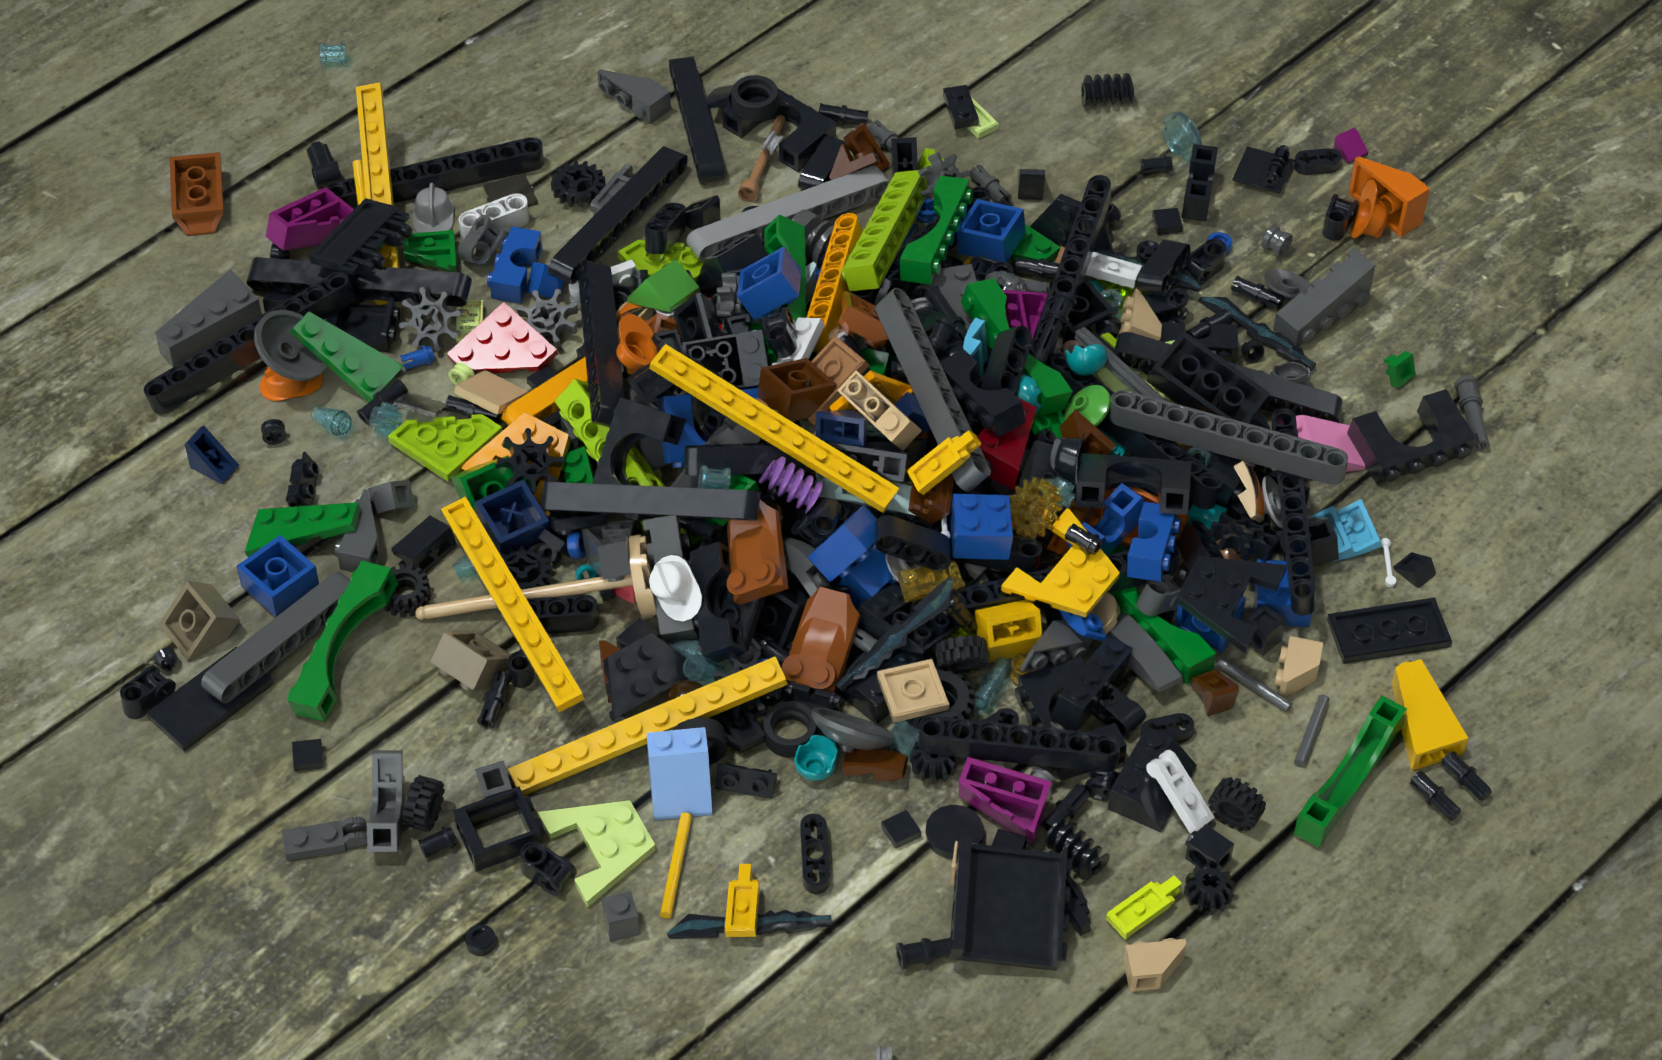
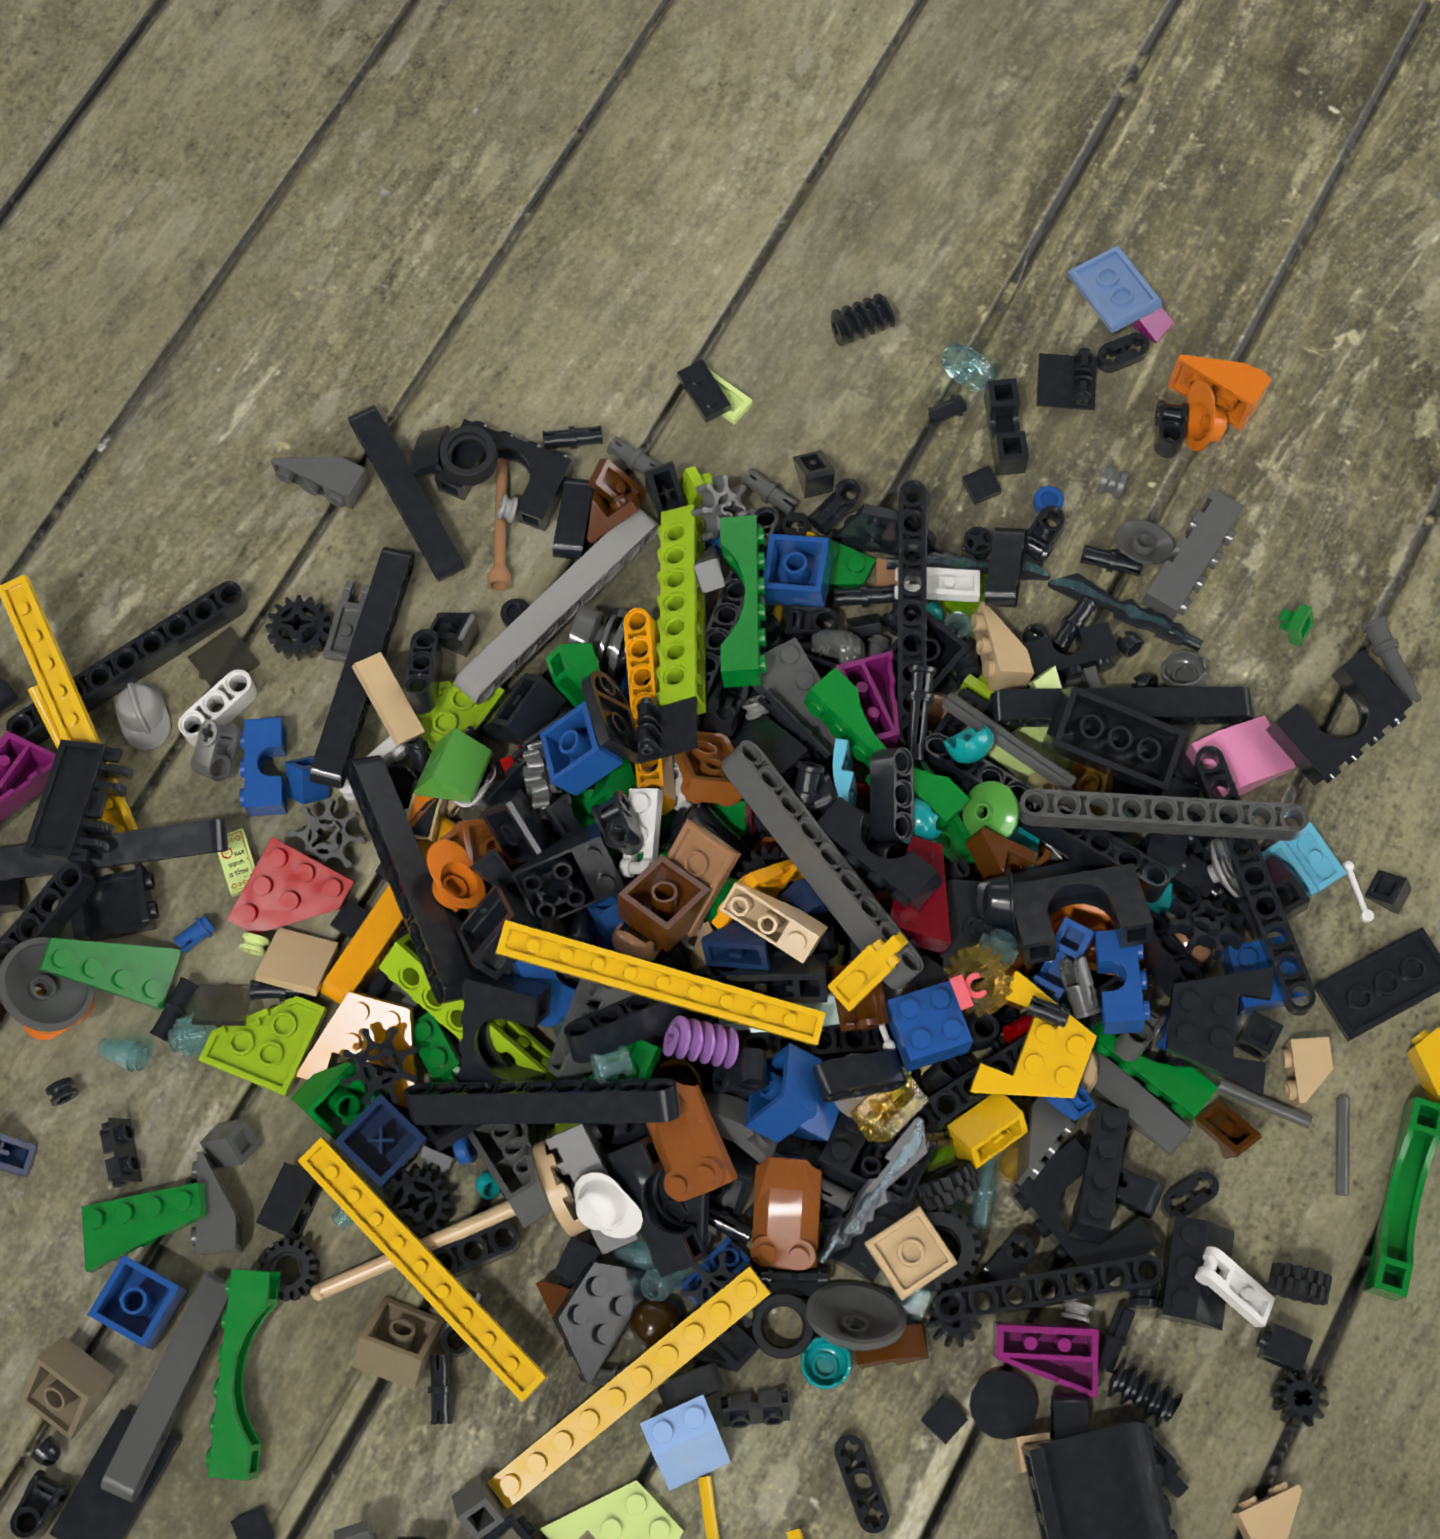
camera: 15 degrees left, 20 degrees up
(432, 249) = (161, 771): green wing -> none
(441, 317) = (207, 886): dark grey gear -> none
(630, 234) = (388, 699): none -> tan tile
(802, 267) = (610, 715): none -> black tile
(834, 282) = (666, 728): none -> black hinge
(919, 211) = (710, 570): none -> slope
(1017, 502) = (963, 991): none -> coral tile
(1037, 205) = (834, 508): none -> black piece
(1117, 535) = (1079, 987): none -> dark grey hinge
(1143, 906) = (1236, 1443): neon yellow hinge -> none
(1166, 307) = (1019, 617): black piece -> none
(1252, 496) = (1204, 877): tan slope -> none
(1324, 115) = (1115, 289): none -> medium blue tile

